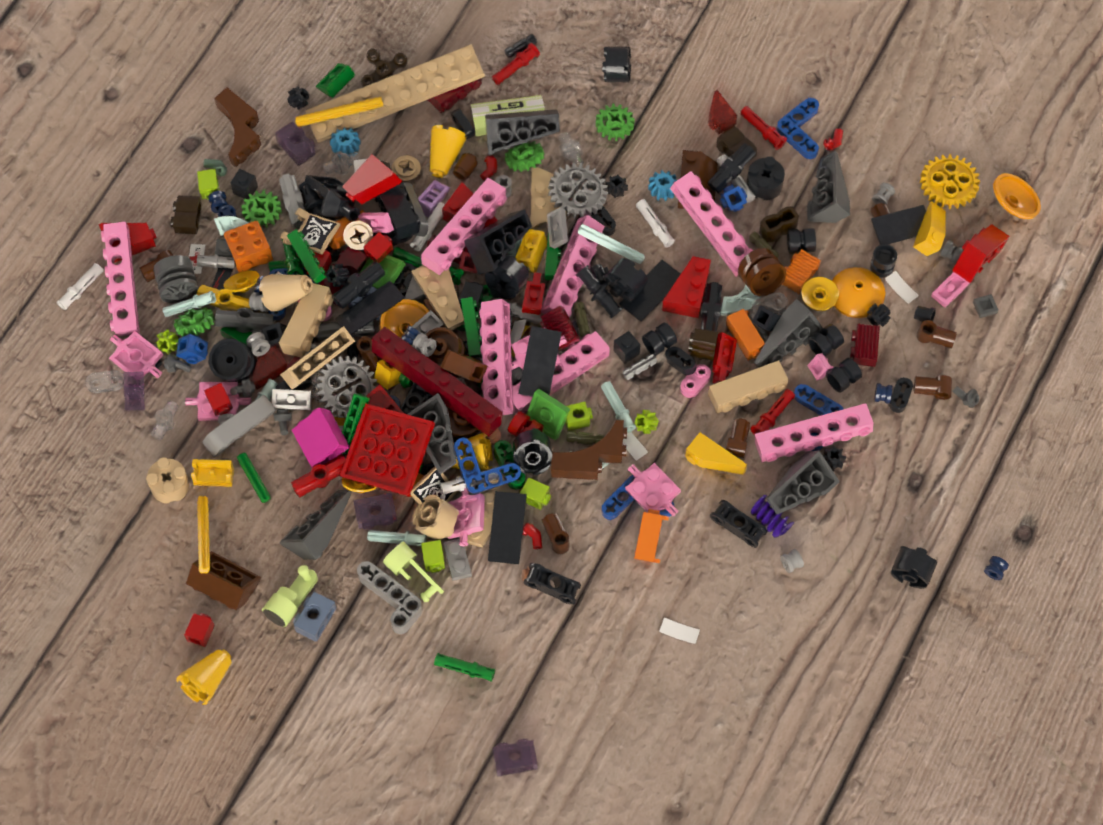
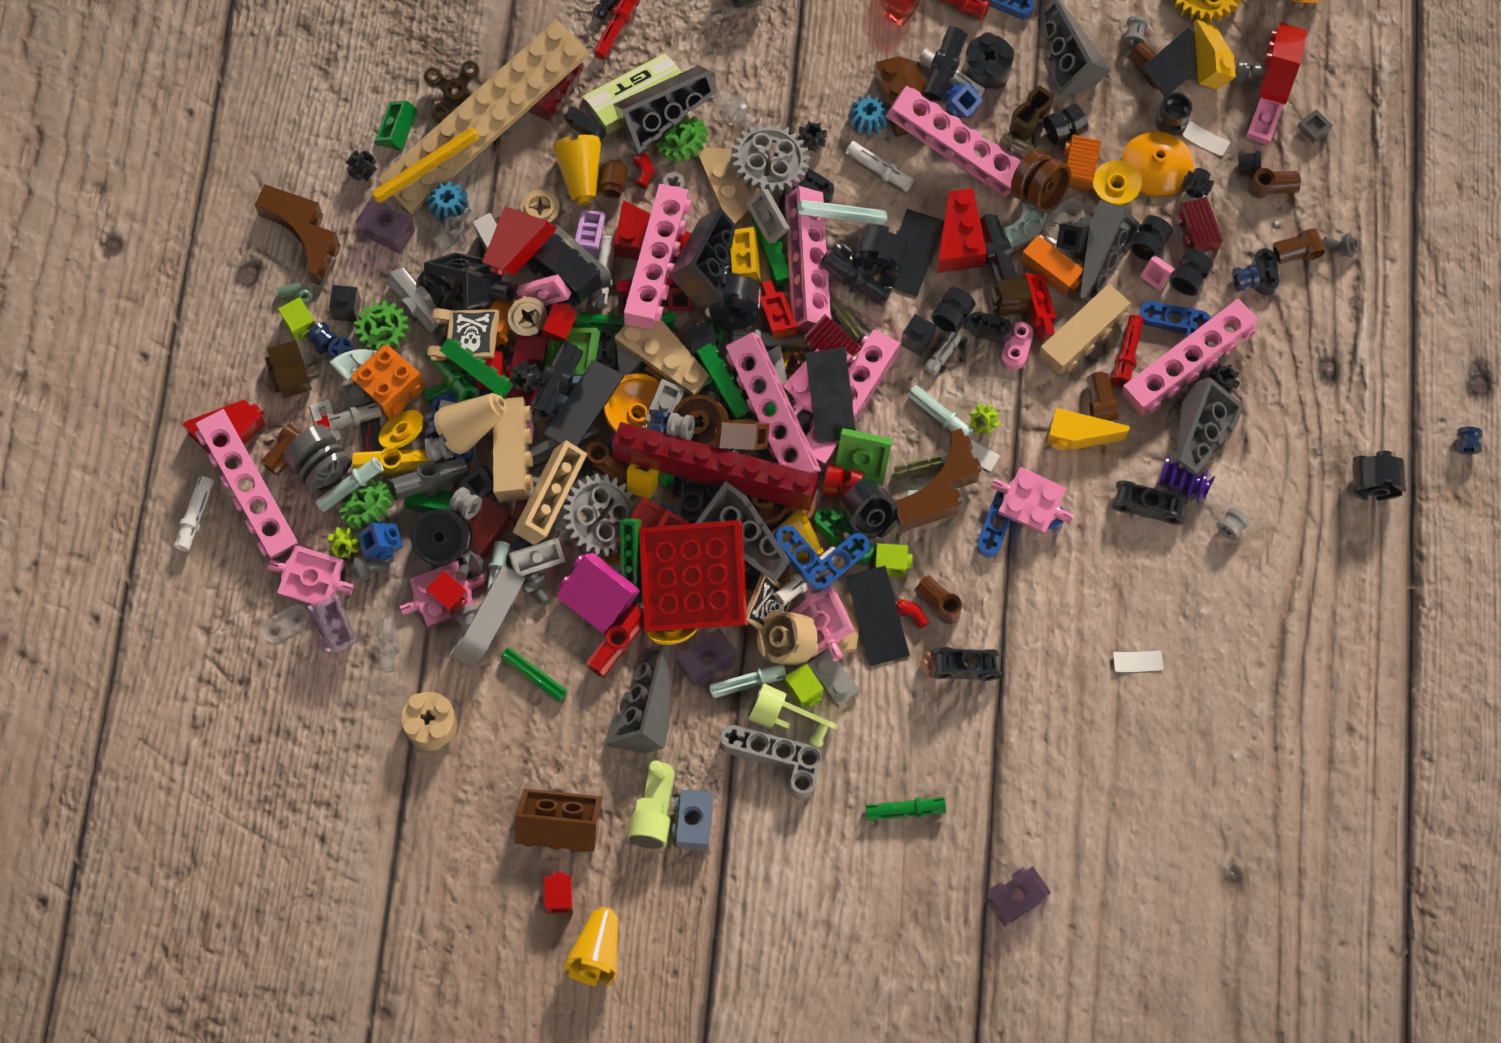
camera: 25 degrees left, 5 degrees up
(203, 534) = (509, 772): yellow axle -> none
(212, 472) = (480, 689): yellow hinge -> none
(574, 423) = (904, 434): lime brick -> none
(614, 121) = (771, 53): bright green gear -> none
(649, 536) = (1055, 559): orange brick -> none
(732, 140) = (928, 30): dark brown brick -> none

